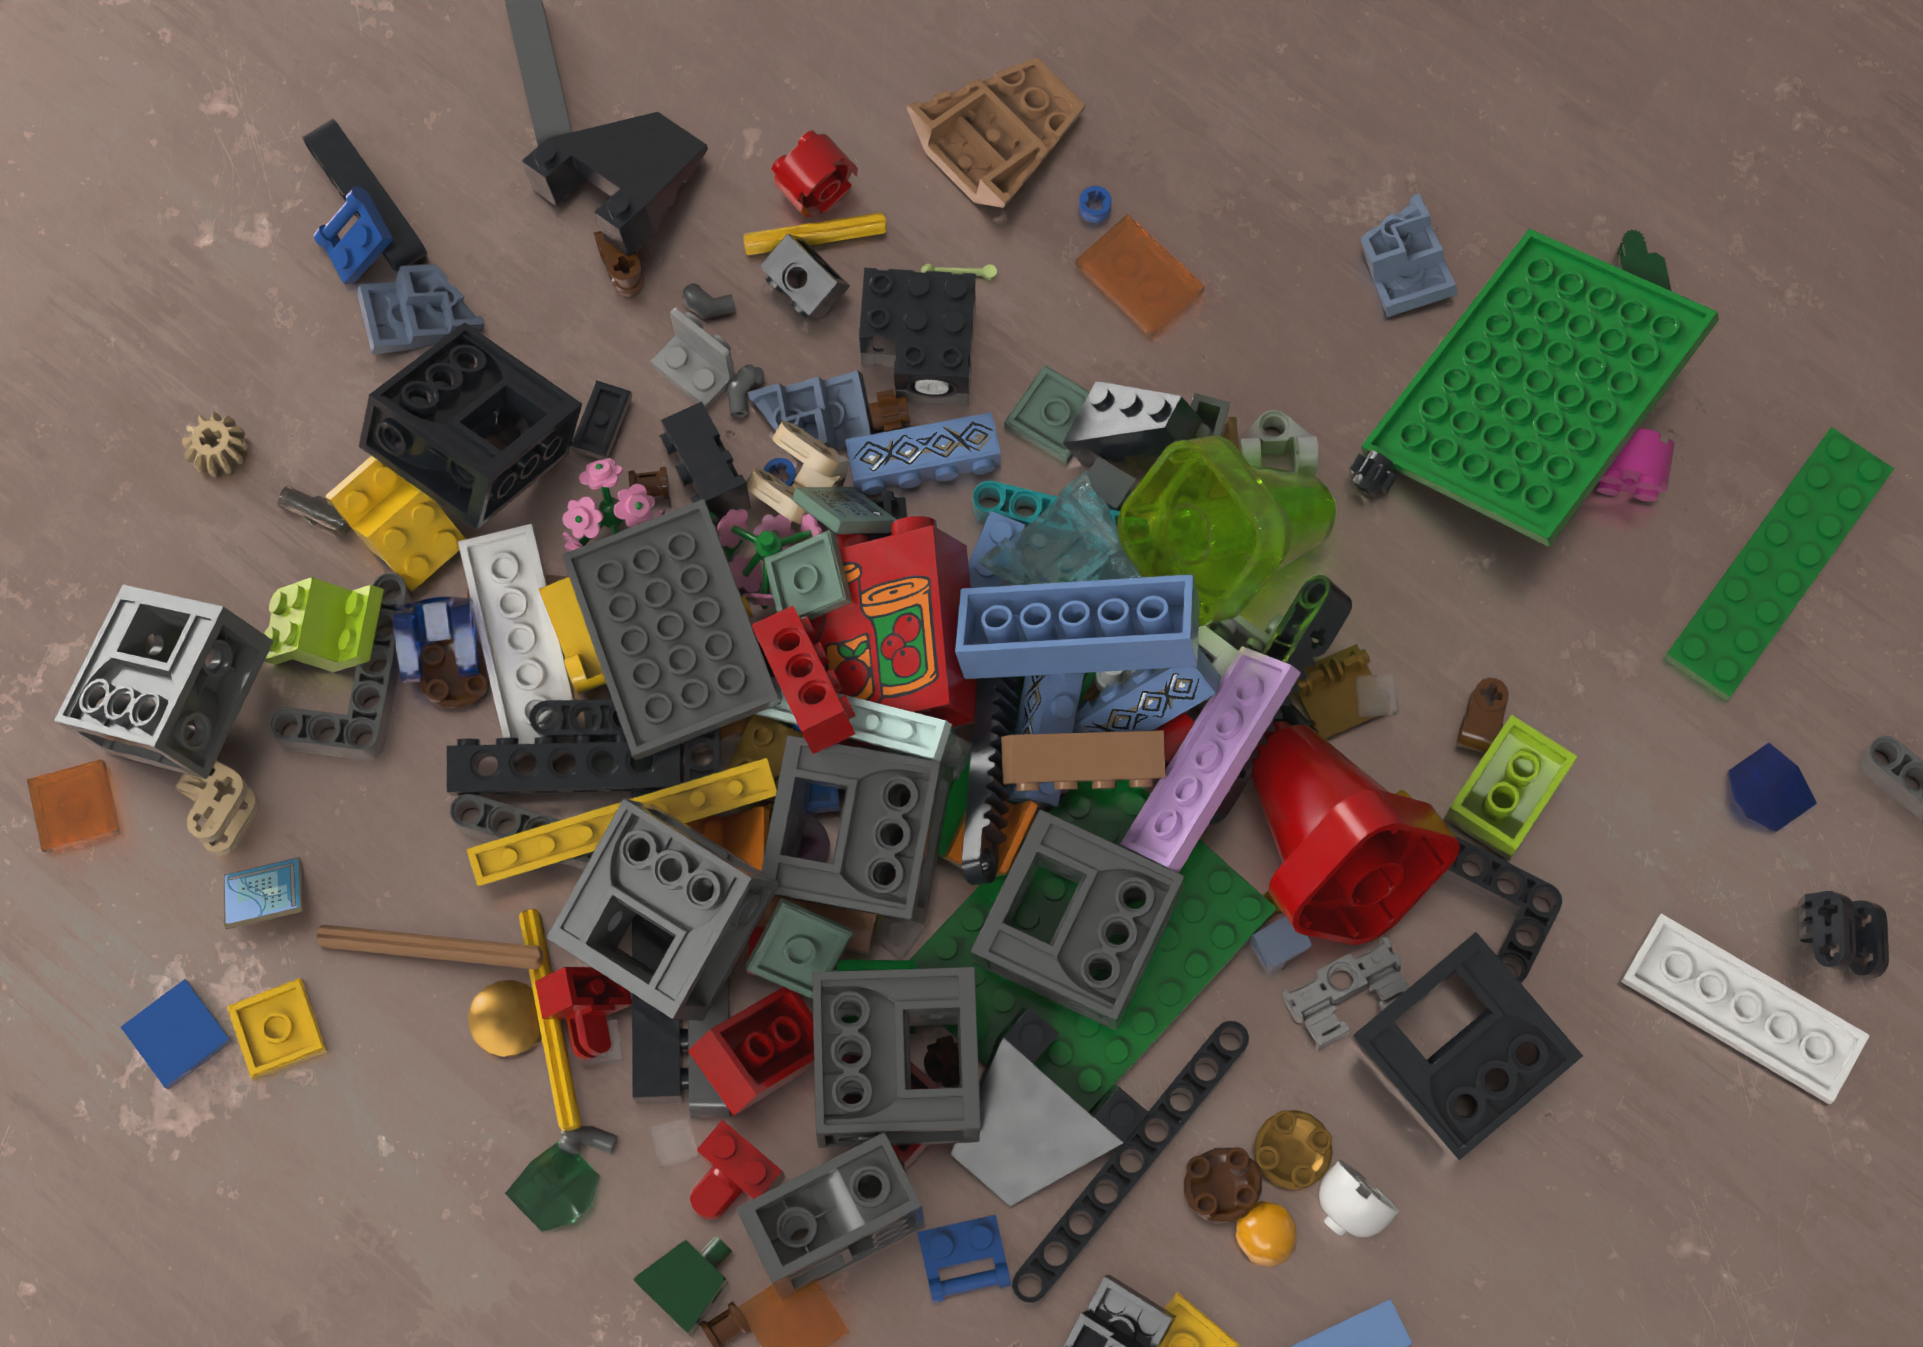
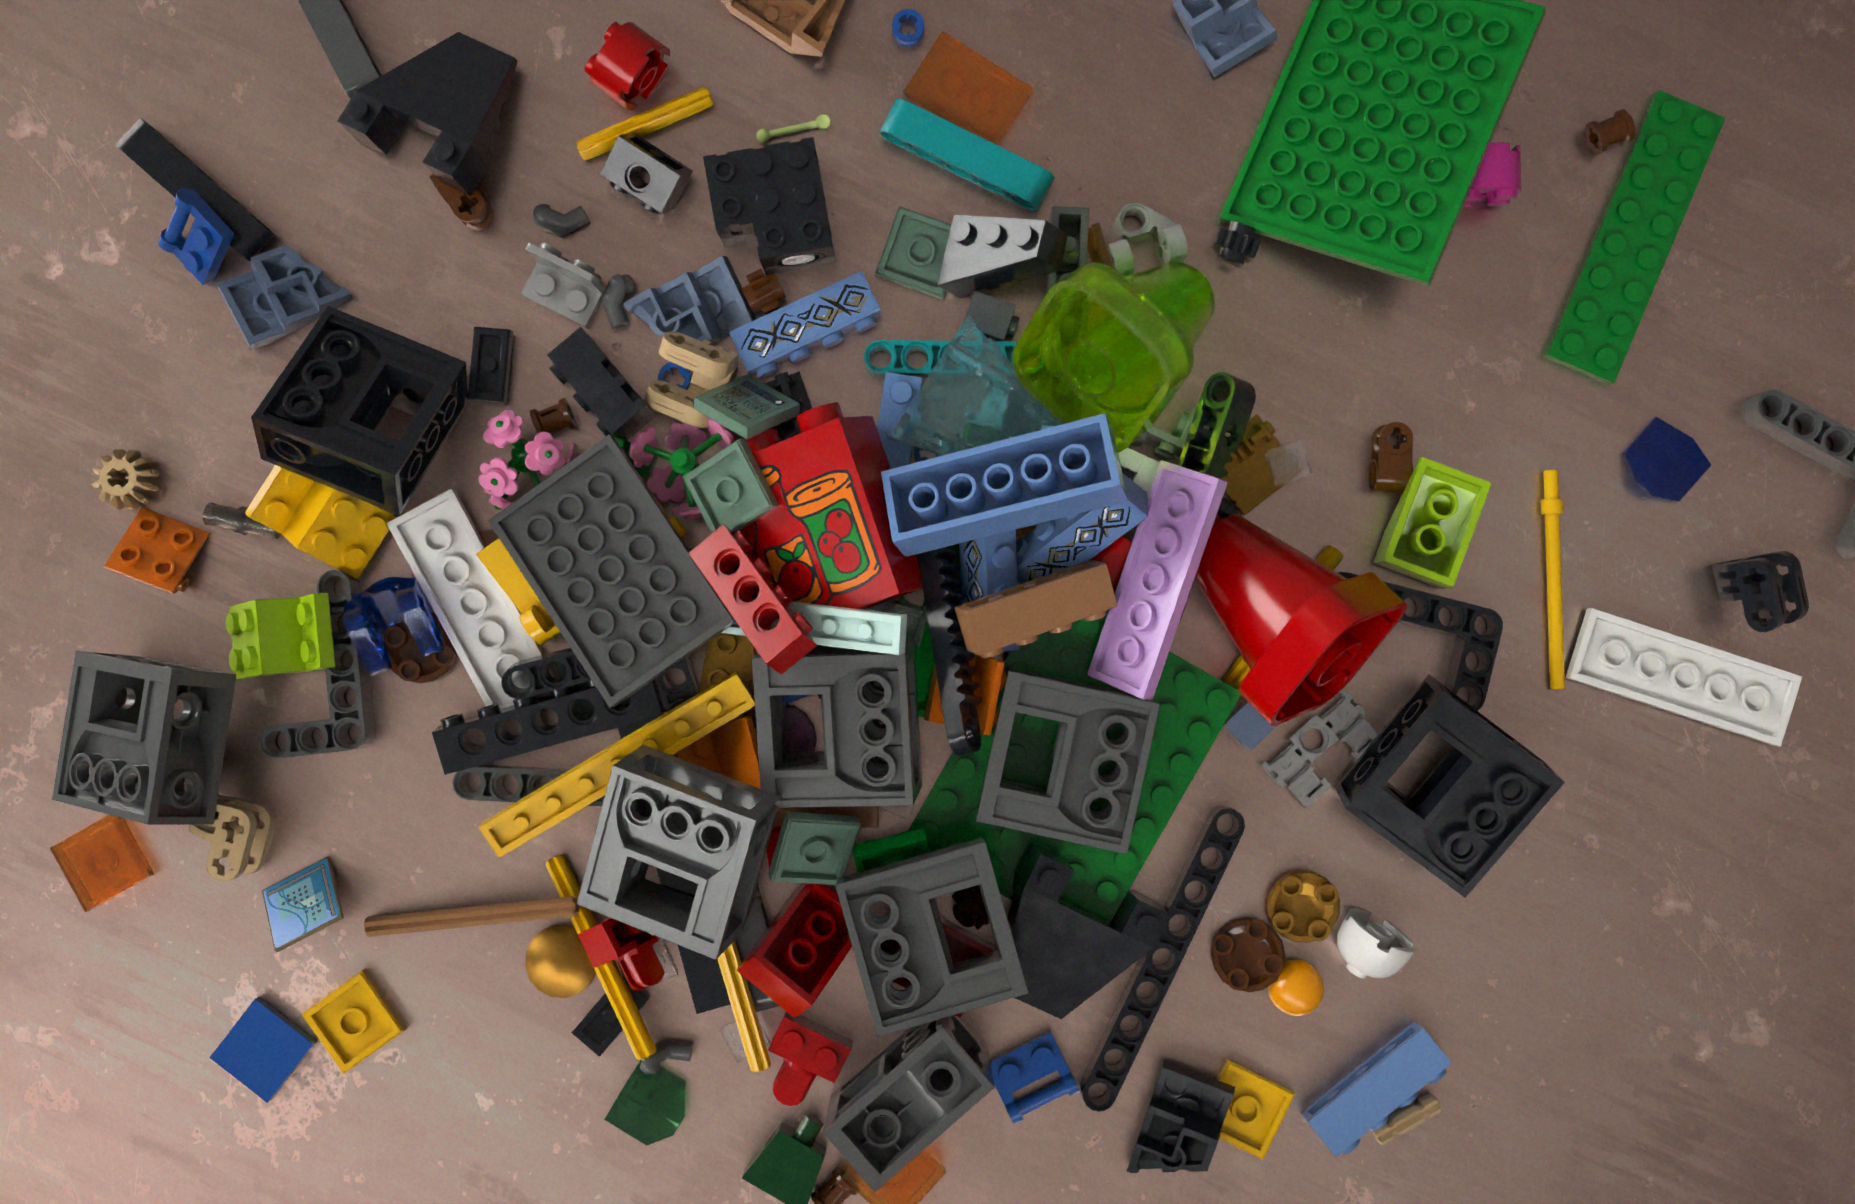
camera: 15 degrees left, 15 degrees up
(223, 519) = (157, 551): none -> orange hinge
(532, 1089) = (601, 1024): none -> black plate
(682, 1094) = (744, 1010): none -> yellow axle
(1123, 332) = (967, 155): none -> teal beam
(1641, 807) = (1552, 508): none -> yellow bar
(1773, 454) = (1610, 131): none -> reddish brown bush

